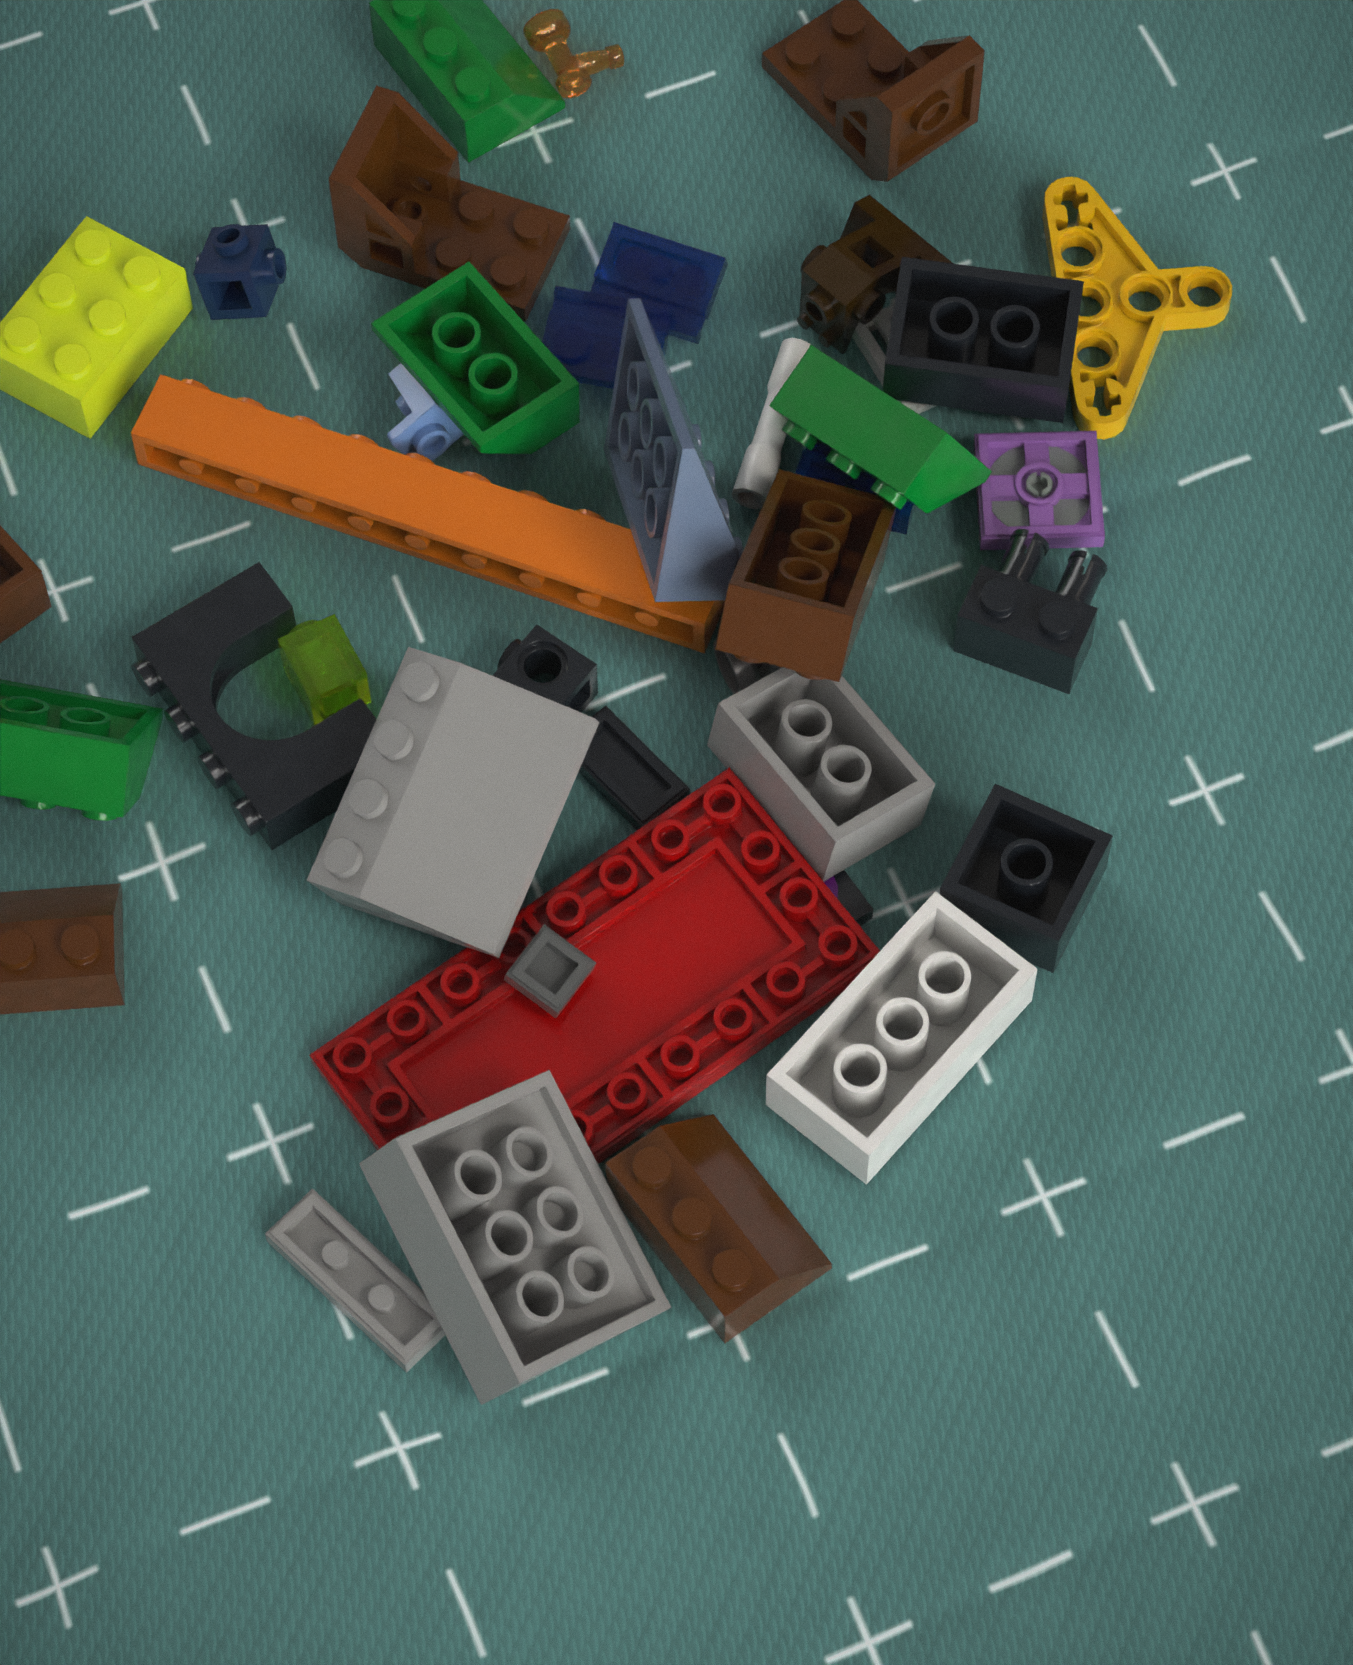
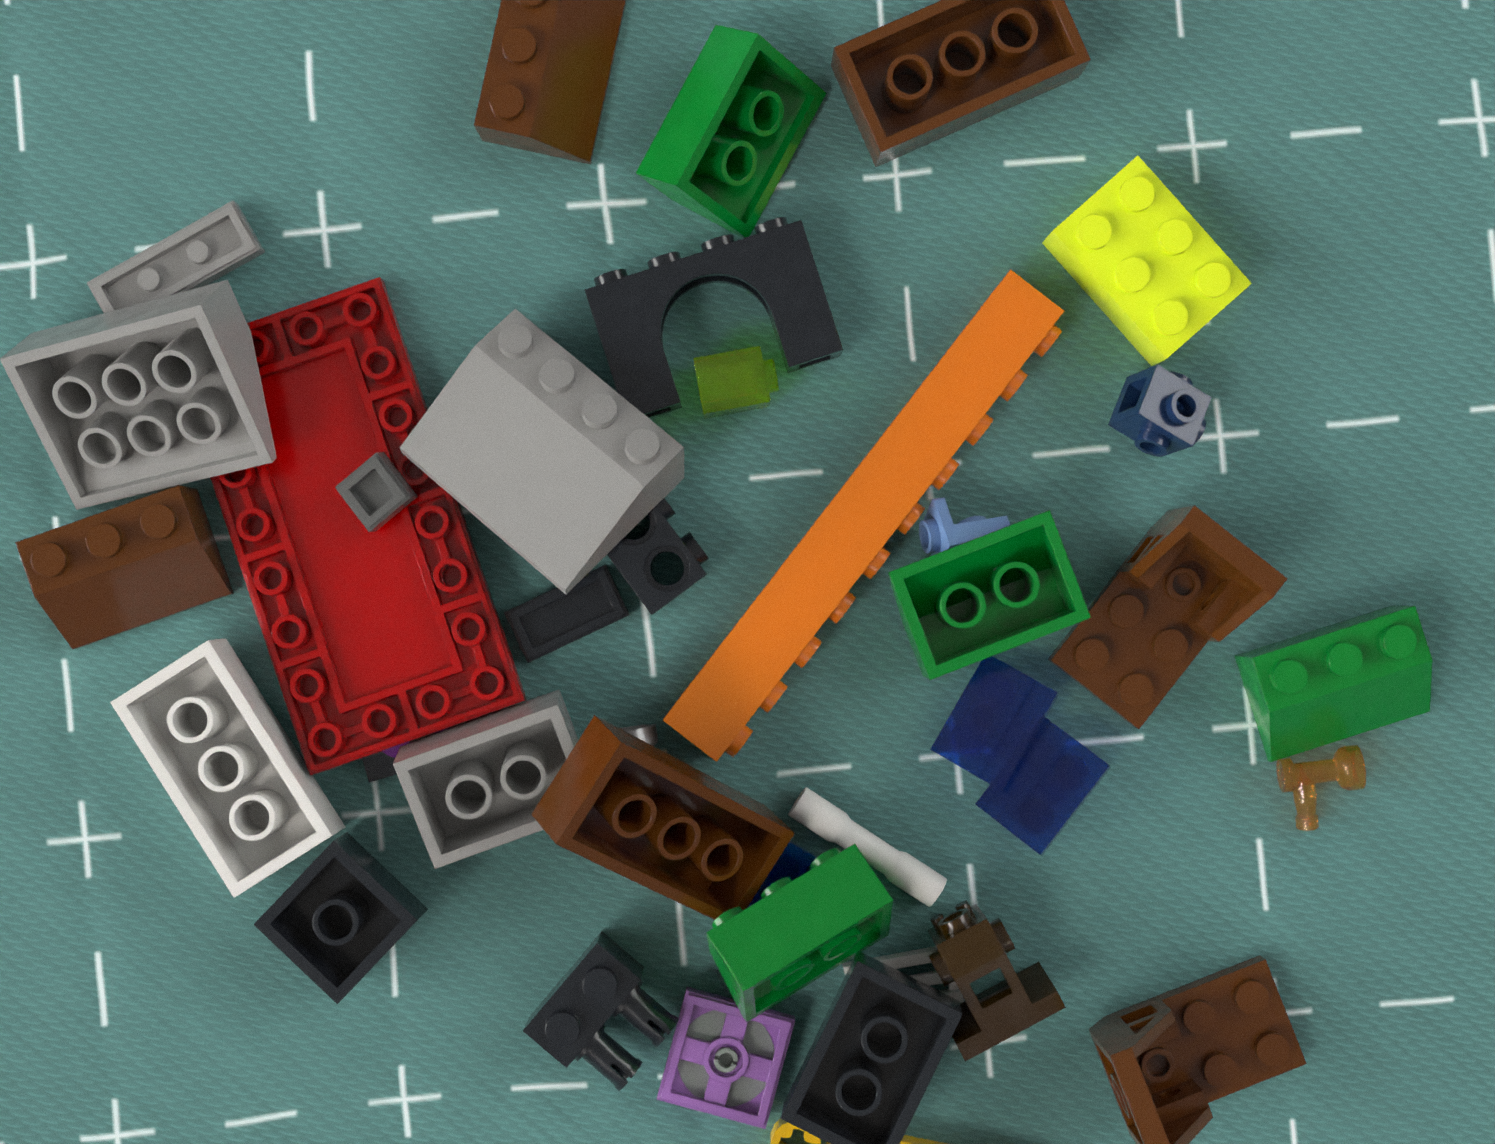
camera: 110 degrees right, 25 degrees up
(664, 476) = (799, 729): sand blue slope -> none

